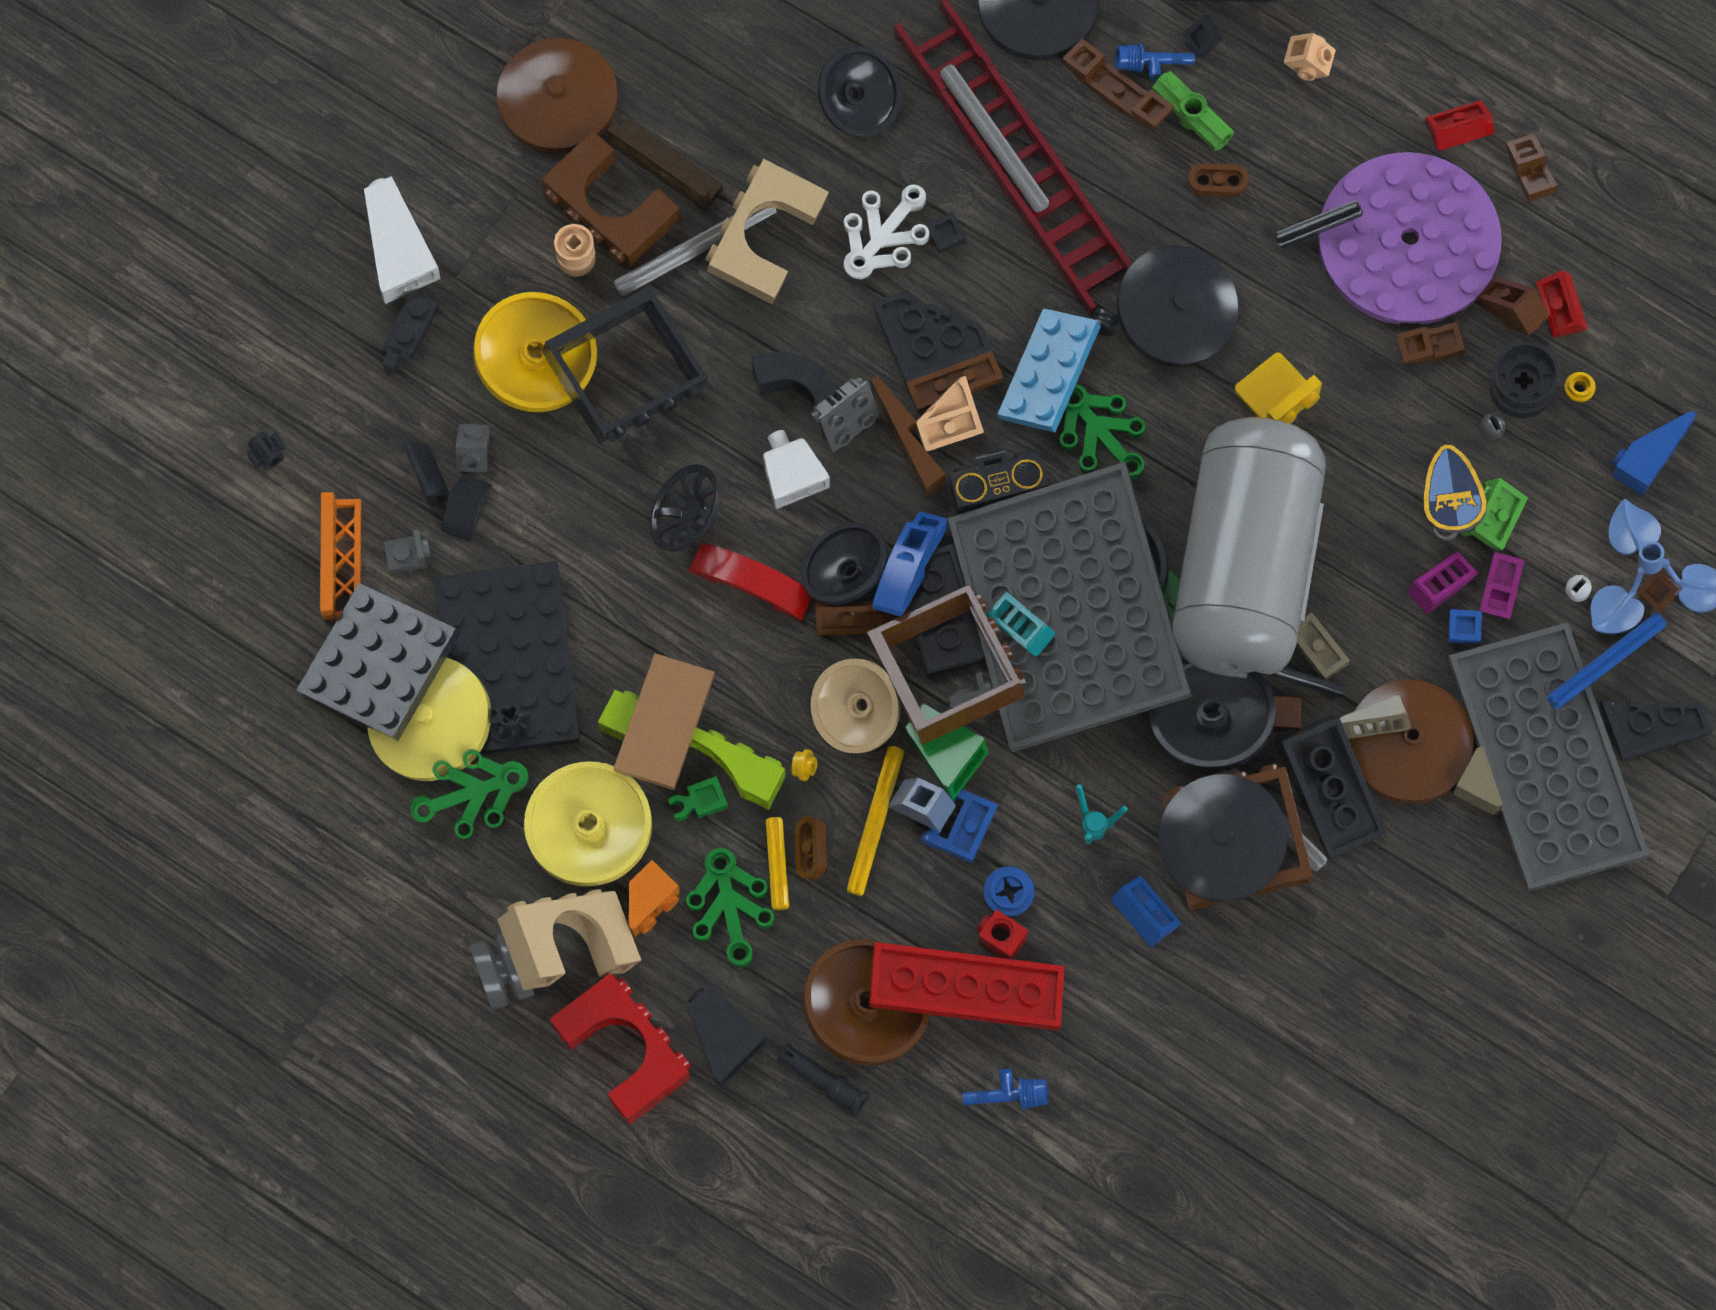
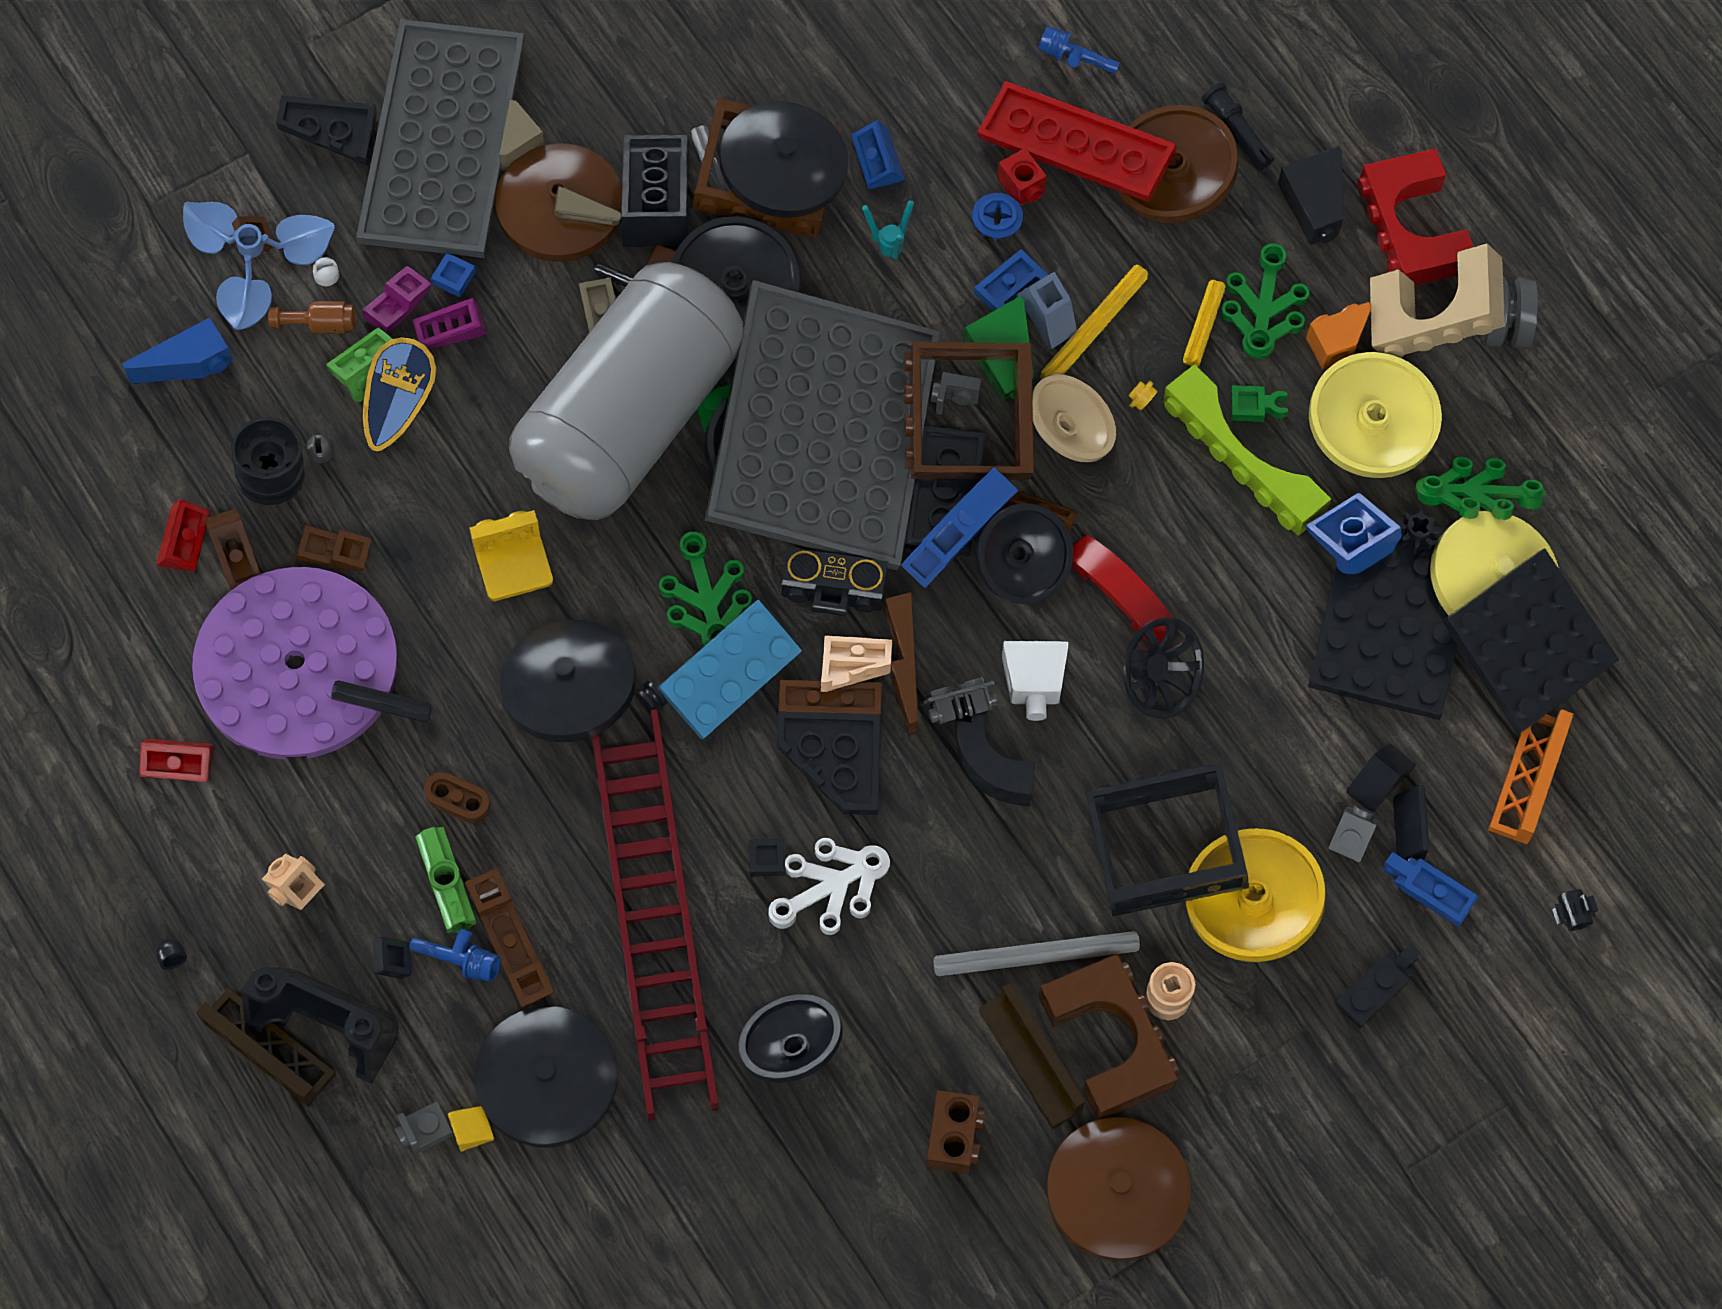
camera: 160 degrees left, 5 degrees down
(392, 424) = (1431, 887): none -> blue hinge
(398, 246) = (1358, 1080): white slope -> none
(407, 553) = (1460, 752): dark grey bracket -> none
(565, 693) = (1356, 534): none -> blue slope
(664, 721) = (1266, 469): medium nougat tile -> none
(706, 79) = (947, 1131): none -> reddish brown brick
(769, 188) = (940, 964): tan arch -> none
(810, 848) = (1168, 319): reddish brown plate -> none
(994, 138) = (669, 937): light grey axle -> none
(1035, 636) = (887, 413): teal slope -> none
(1531, 167) = (131, 682): reddish brown slope -> none
(1558, 538) = (321, 317): none -> dark orange piece
(1582, 379) = (212, 441): yellow plate -> none
(1606, 661) = (341, 187): blue axle -> none

